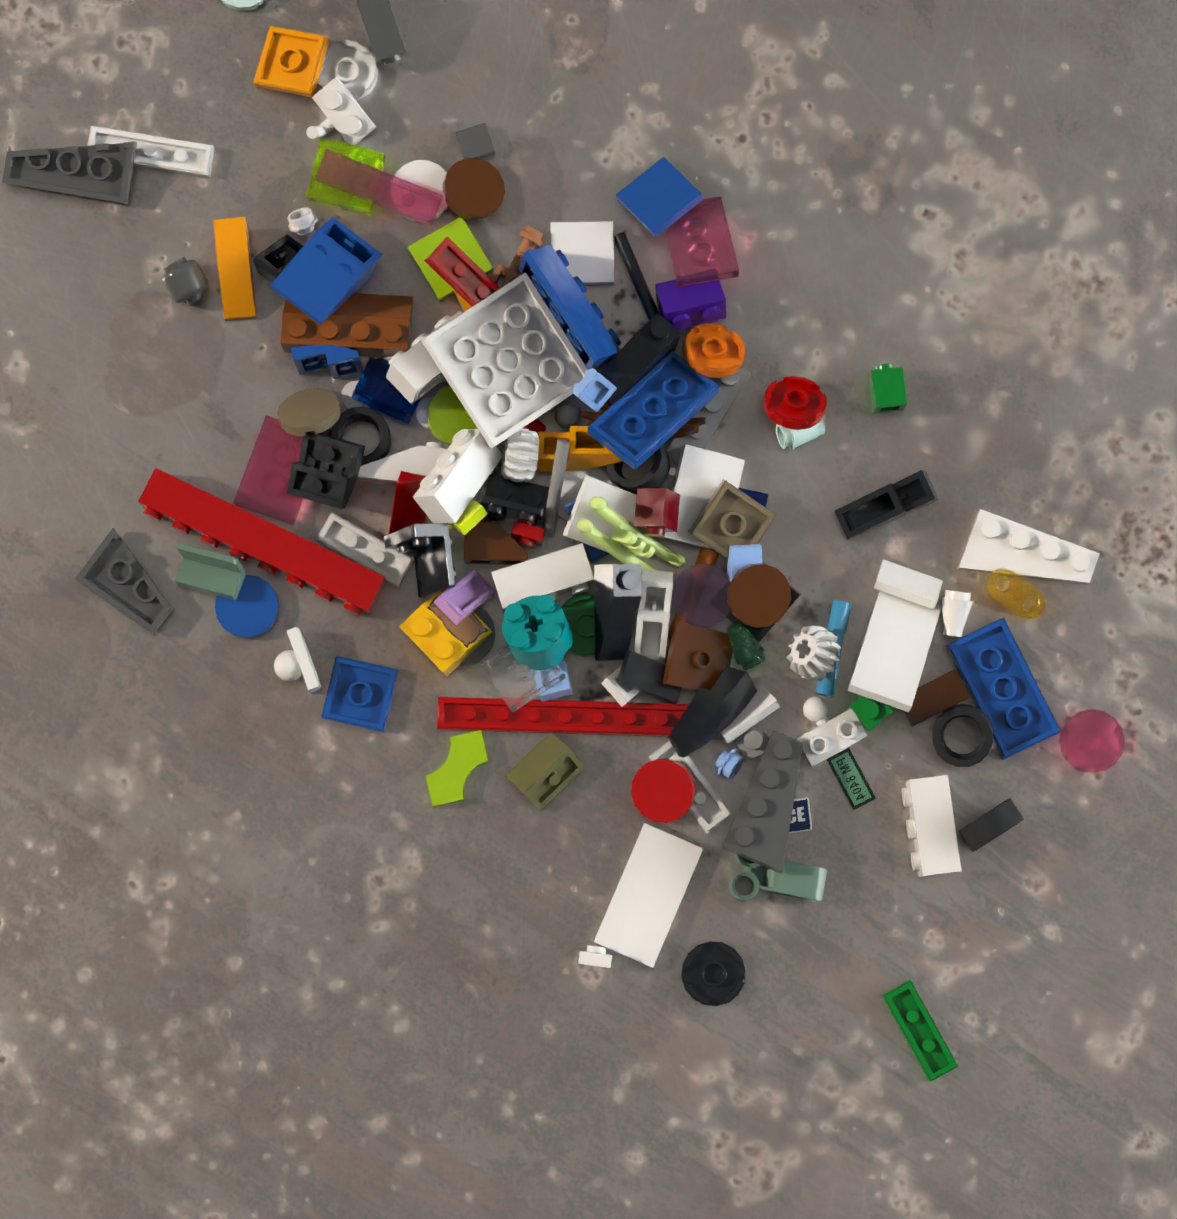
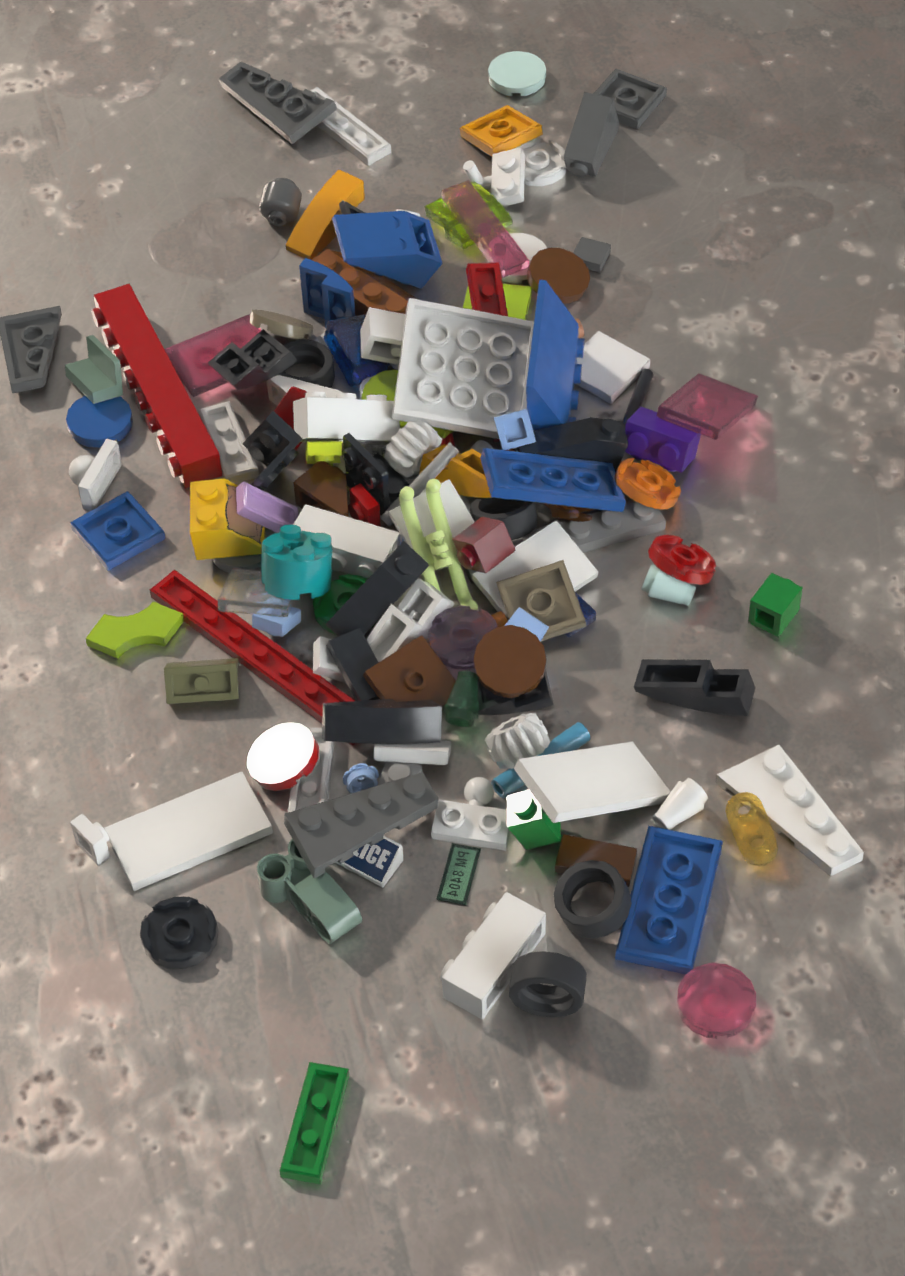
camera: 45 degrees right, 30 degrees down
(659, 197) = (704, 364): blue tile -> none
(908, 584) = (655, 754): white tile -> none

